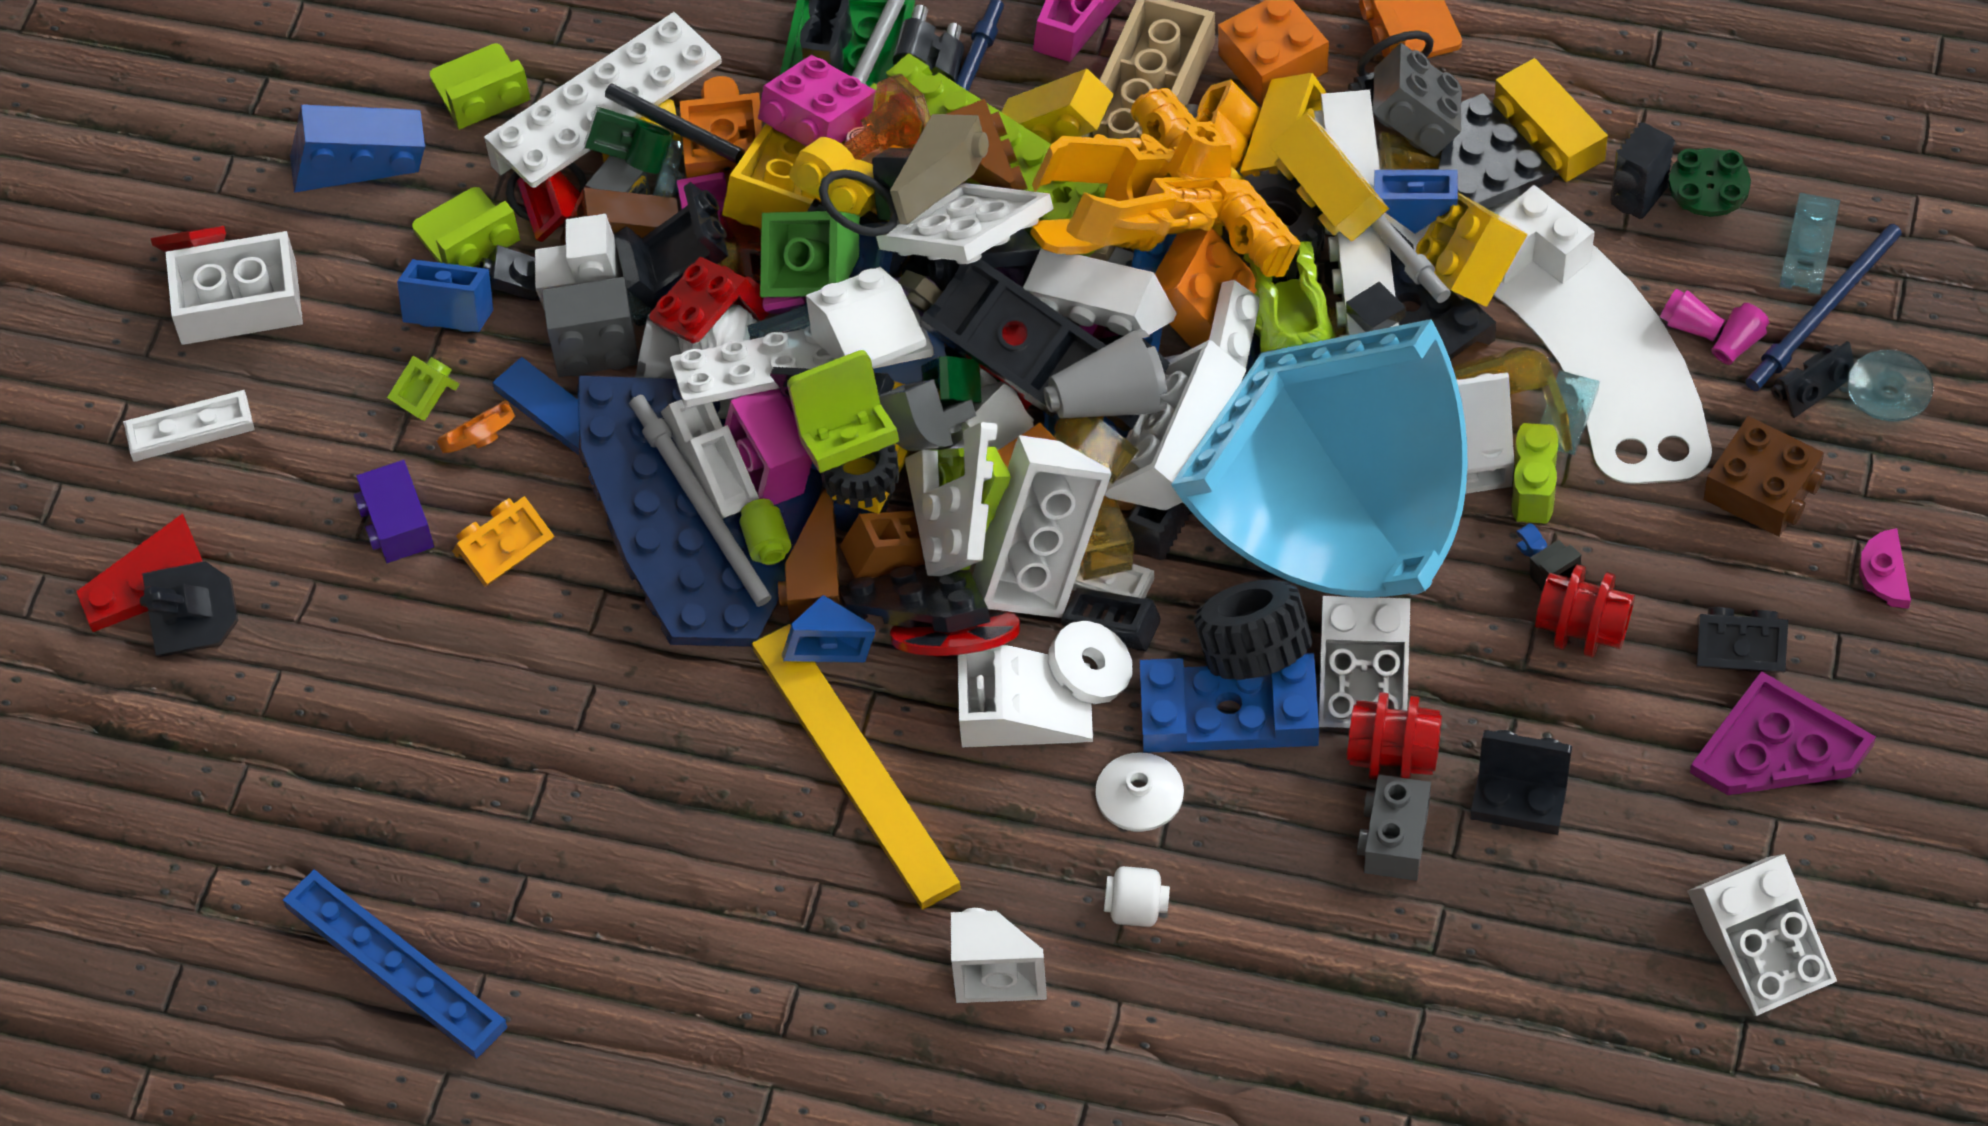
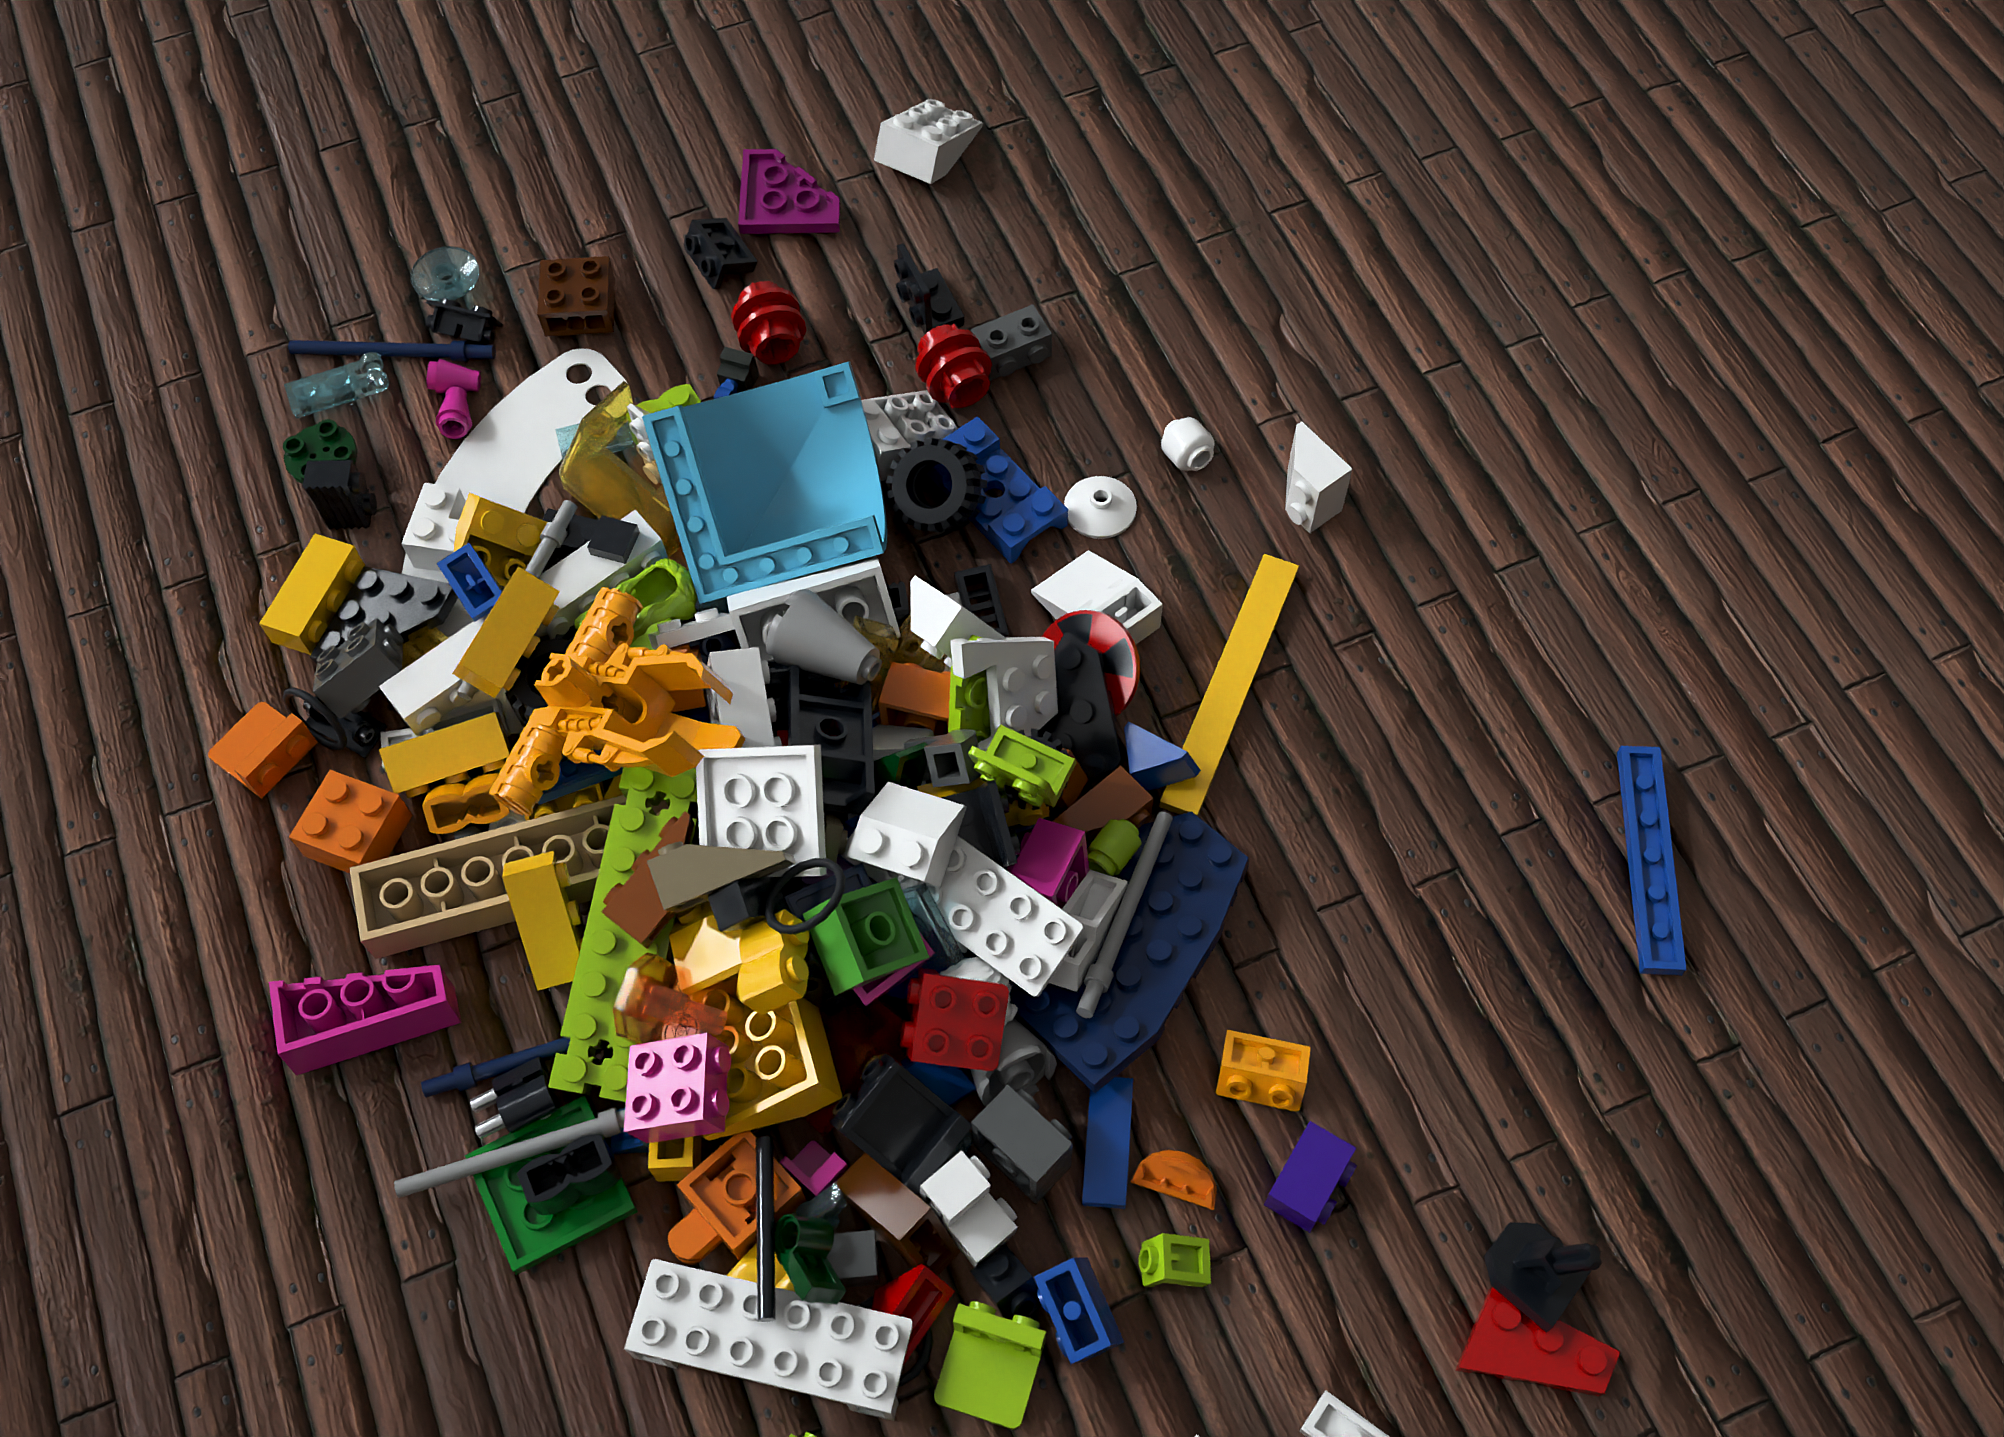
camera: 130 degrees left, 5 degrees up
(1104, 648) = (1017, 580): white tile -> none
(1884, 569) = (601, 215): dark pink plate -> none

